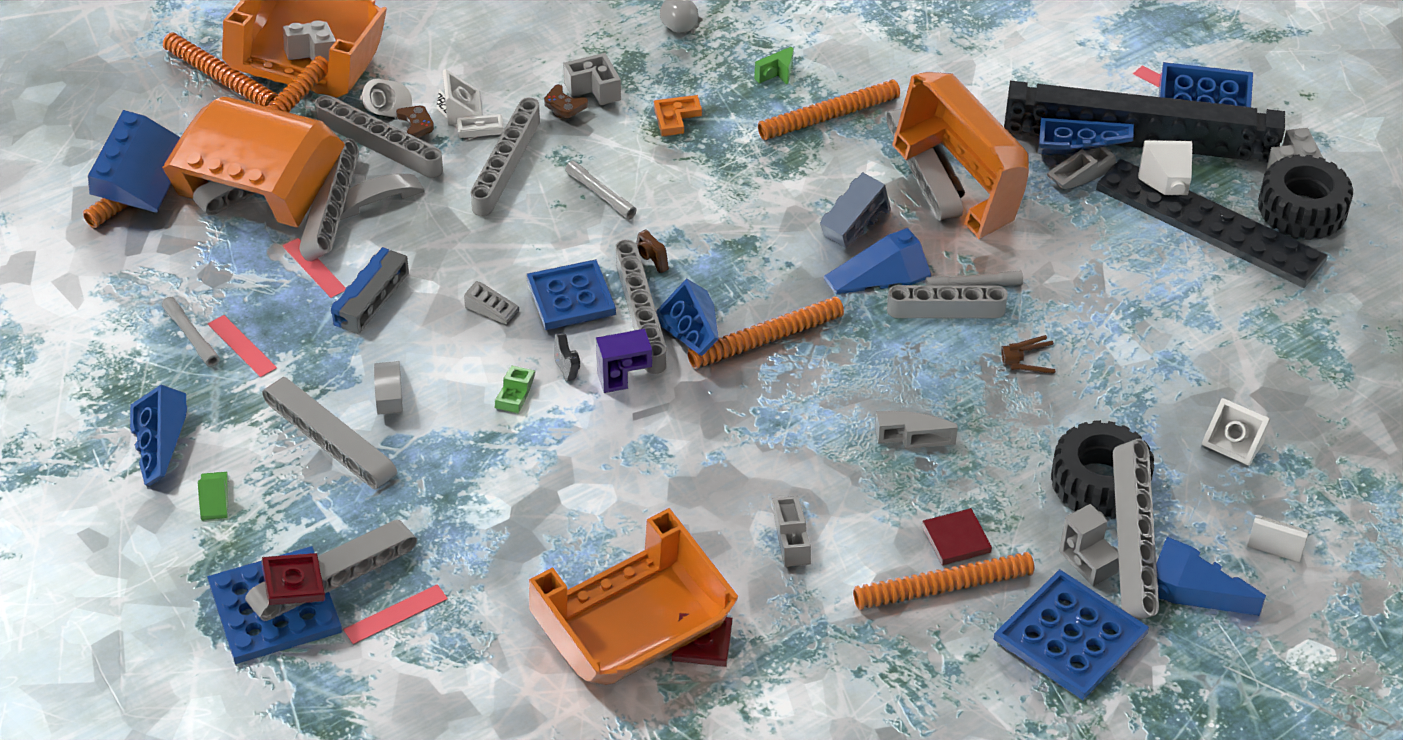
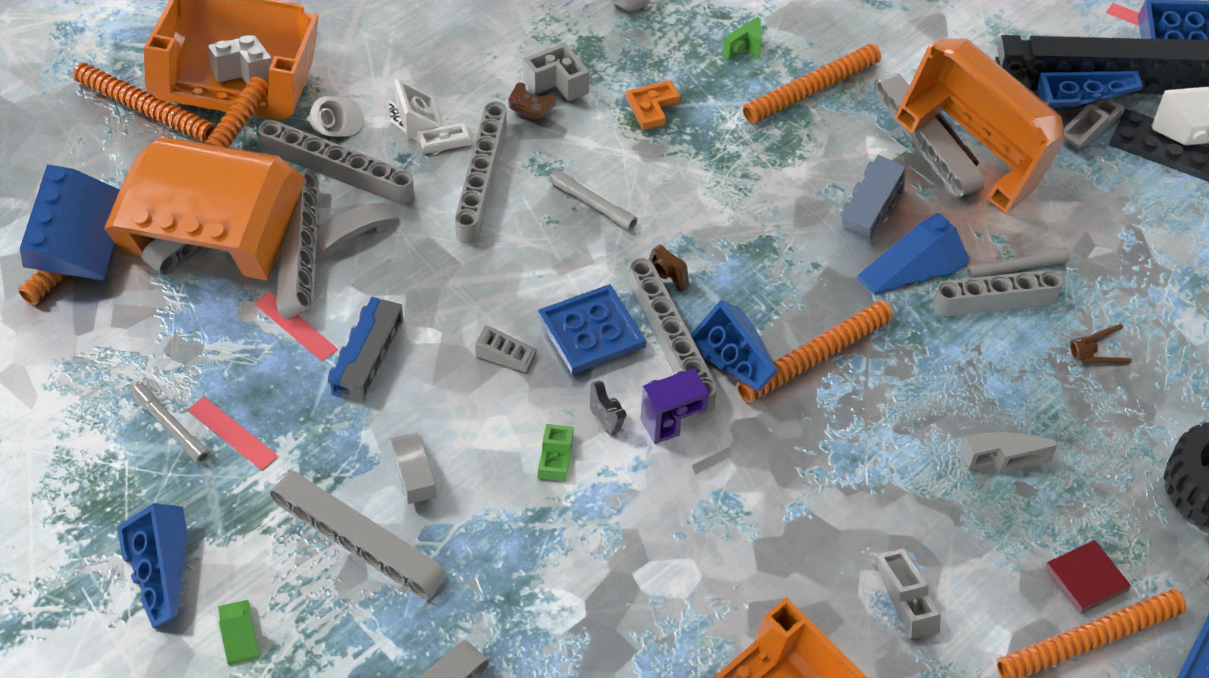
camera: 10 degrees left, 5 degrees up
(418, 118) = (376, 137): reddish brown piece -> none

